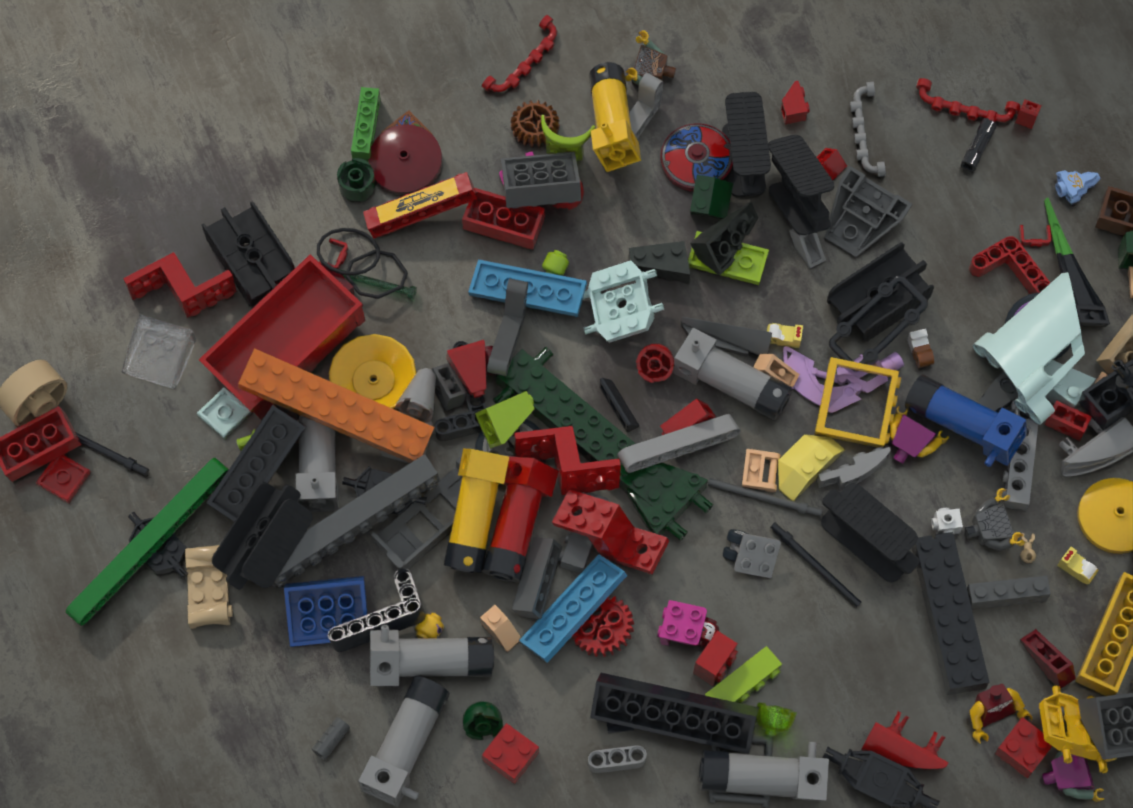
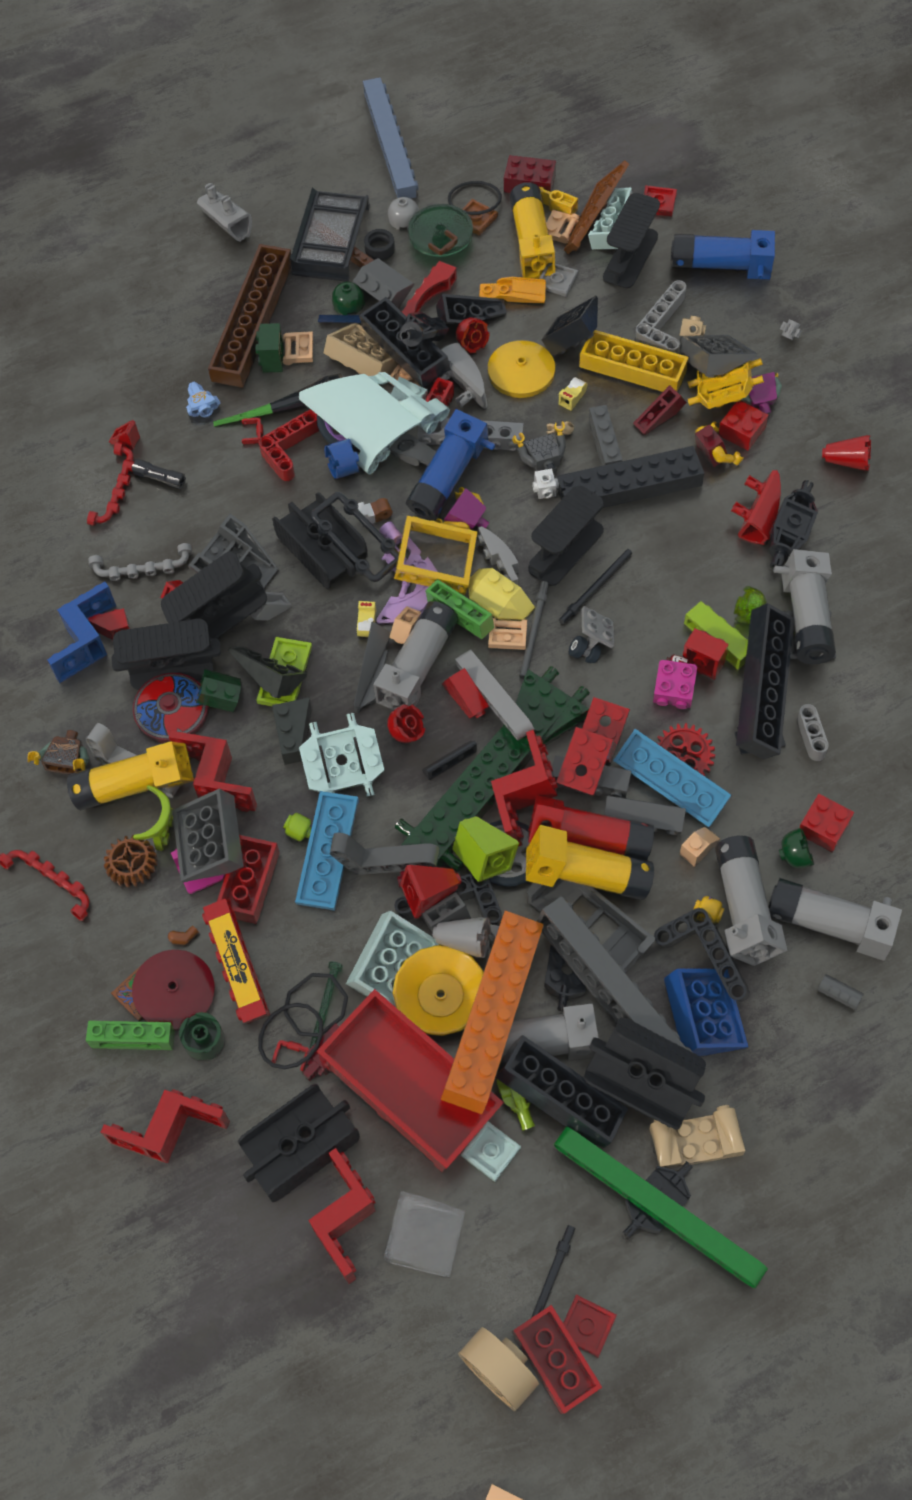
camera: 90 degrees left, 5 degrees down
(277, 151) = (166, 1125): none -> red bracket
(421, 336) = (384, 954): none -> light aqua slope
(455, 163) = (182, 938): none -> dark orange arm
(616, 189) = (213, 768): none -> red bracket
(781, 75) = (88, 644): none -> blue bracket
(786, 420) = (463, 608): none -> bright green brick
(986, 316) = (341, 458): none -> blue brick

